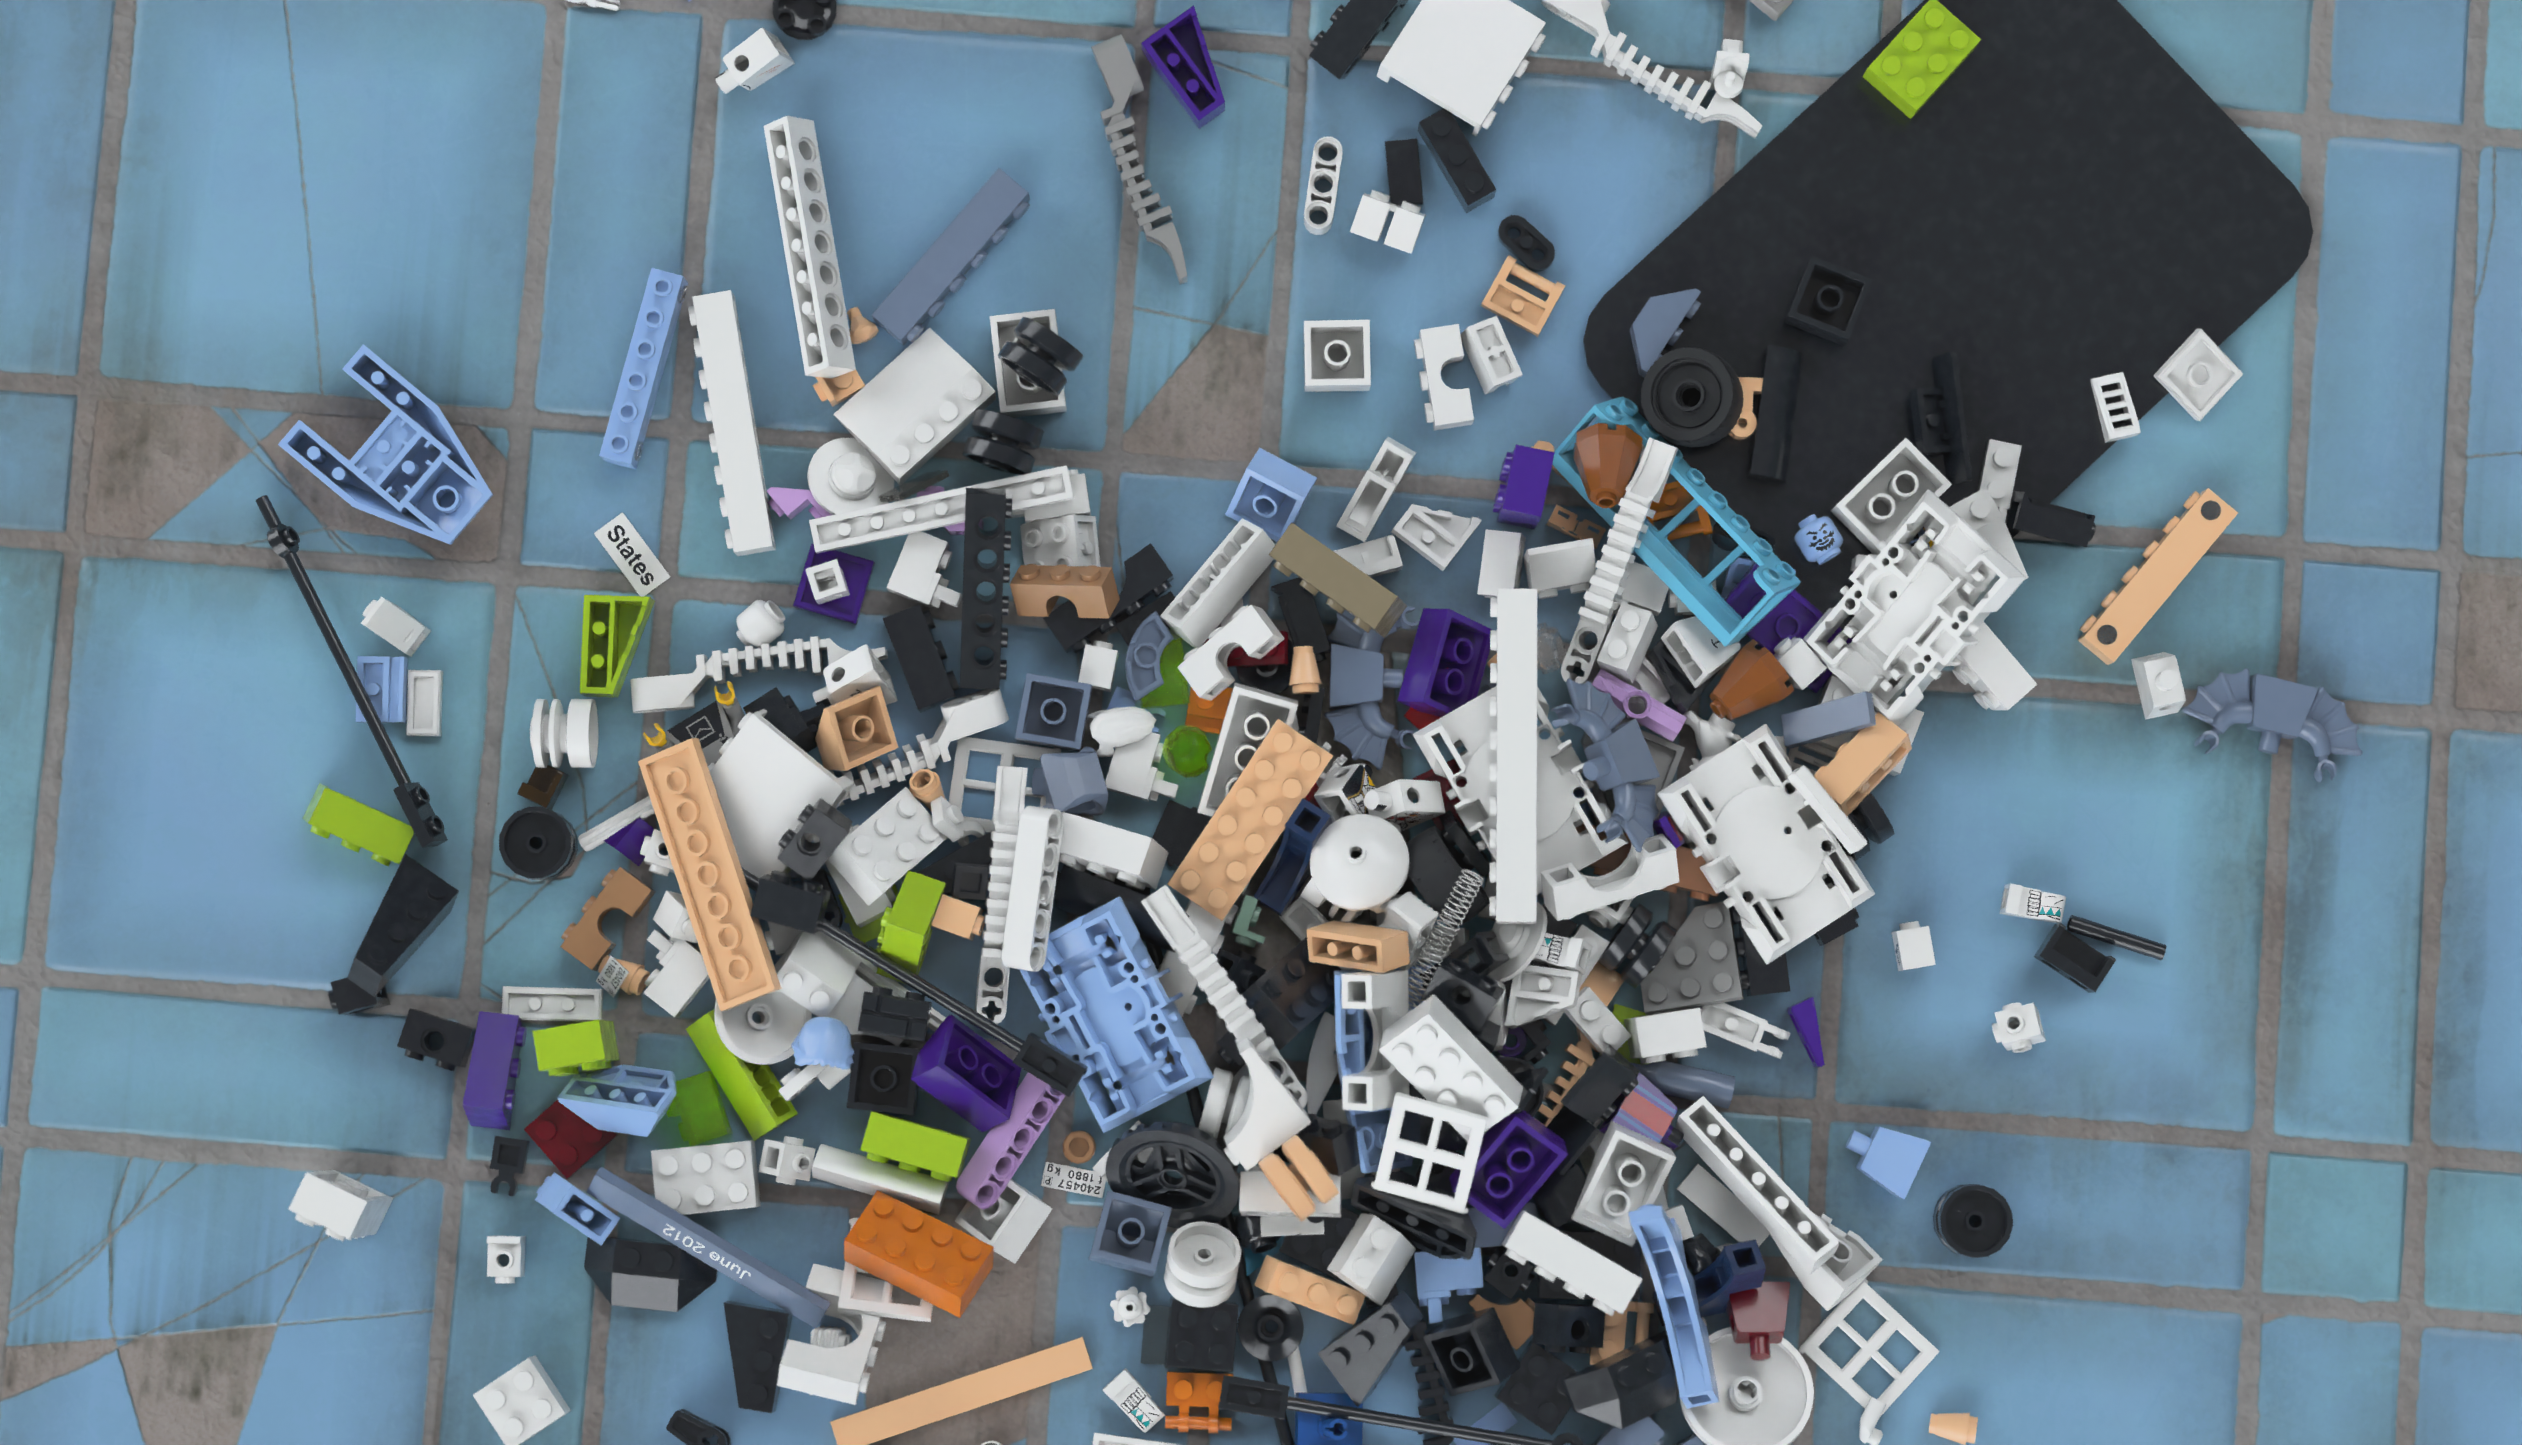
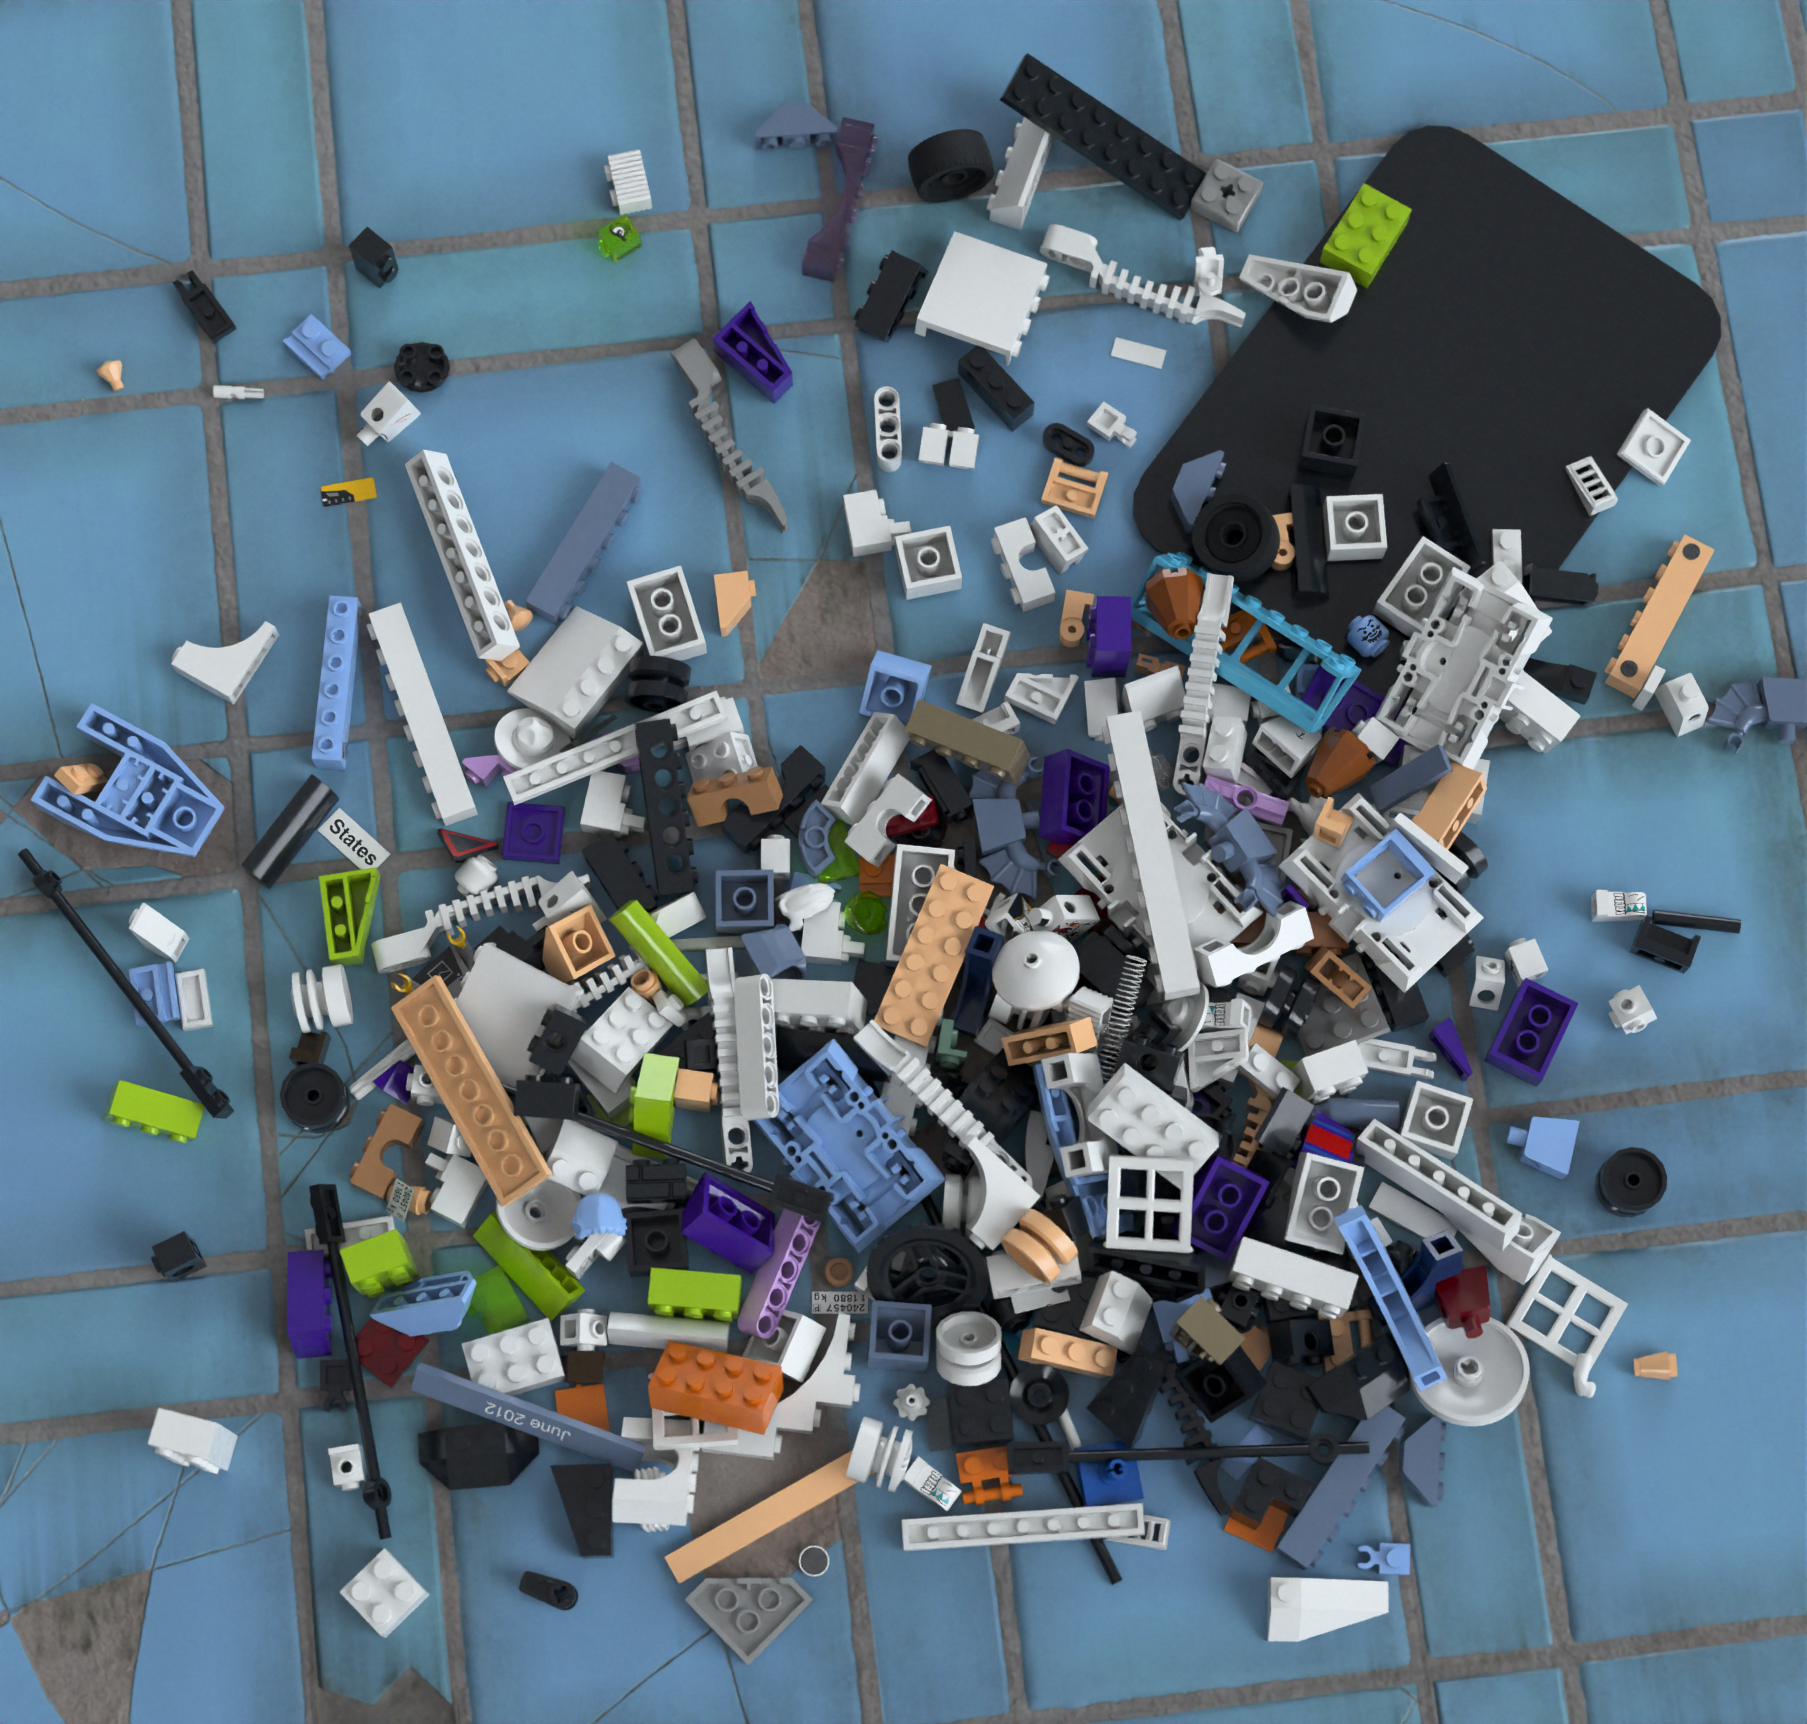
camera: 10 degrees left, 10 degrees down
(340, 428) = (82, 778): none -> light nougat plate
(405, 919) = (208, 1183): black wedge -> none
(416, 1036) = (237, 1278): black brick -> none
(522, 329) = (225, 669): none -> white arch
(530, 998) = (331, 1233): none -> black bar
(562, 532) = (290, 832): none -> black brick
(576, 1208) = (404, 1407): light blue hinge -> none
(695, 141) = (348, 492): none -> yellow sticker
(753, 586) = (464, 846): none -> black piece
(773, 1242) = (584, 1404): none -> orange piece
(782, 1199) = (585, 1366): none -> dark brown panel
(827, 581) = (528, 827): white brick -> none
(946, 756) = (659, 952): none -> lime brick
(1006, 1293) = (798, 1412): none -> white arch
(1040, 355) = (677, 600): black wheel -> none
(1082, 1362) = (879, 1454): none -> white wheel
(1107, 354) = (733, 598): none -> light nougat slope
(1275, 299) = (868, 524): none -> white hinge
(1304, 671) = (954, 825): light nougat cone -> none
(1463, 1307) = (1206, 1332): none -> dark tan wedge
(1484, 461) = (1071, 625): none -> light nougat leg
(1579, 225) = (1110, 422): none -> white plate
(1630, 145) = (1138, 353): none -> white sticker
(1696, 928) = (1337, 977): none -> medium nougat arch
(1727, 758) = (1332, 825): none -> light nougat panel
(1770, 1108) = (1435, 1119): none -> white brick
(1804, 817) = (1410, 860): none -> light blue window
(1831, 409) = (1354, 527): none -> white brick
(1833, 109) = (1303, 288): none -> white wedge
(1867, 957) = (1488, 976): none -> white bracket
(1900, 1030) = (1531, 1032): none -> dark purple brick
(2027, 631) = (1562, 680): none -> black slope
(2124, 661) = (1648, 687): none -> white tile

